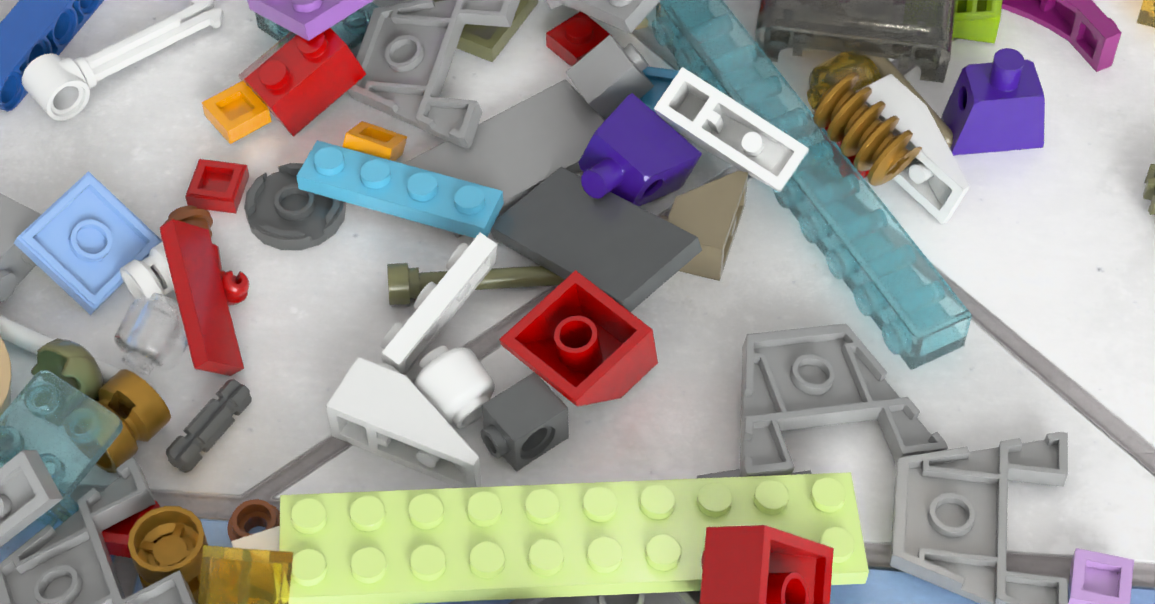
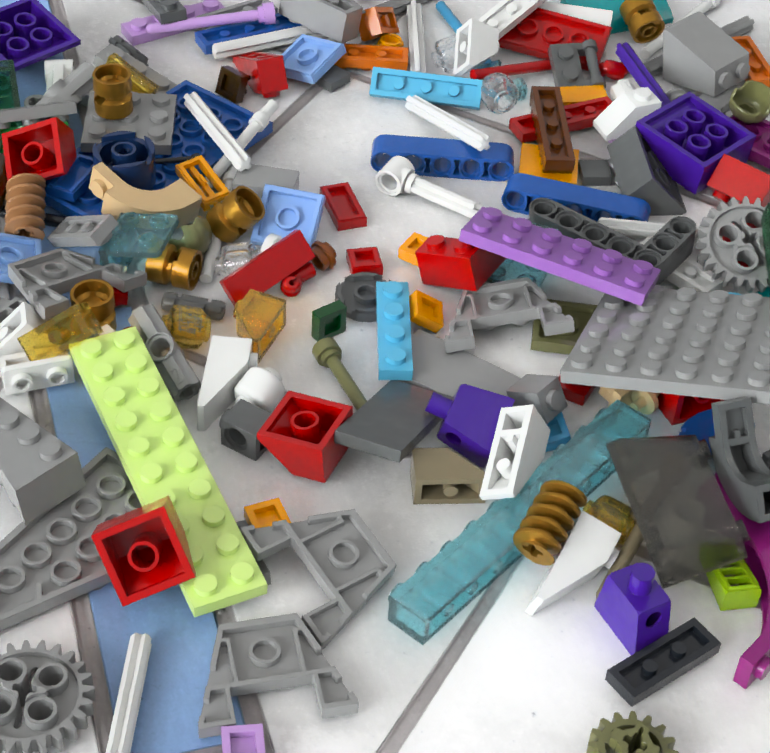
camera: 65 degrees right, 10 degrees down
(53, 294) = (236, 214): none -> pearl gold wheel
(54, 171) = (343, 206): none -> red tile
(265, 479) = (174, 365): none -> light grey piece
(267, 439) = (188, 325): none -> clear yellow head
(299, 347) = (261, 319): none -> clear yellow slope
(337, 261) = (329, 320): none -> dark green plate
(439, 303) = (312, 365): white plate -> none
(707, 446) = (265, 513): none -> light orange plate
(1075, 122) = (662, 661): none -> black plate

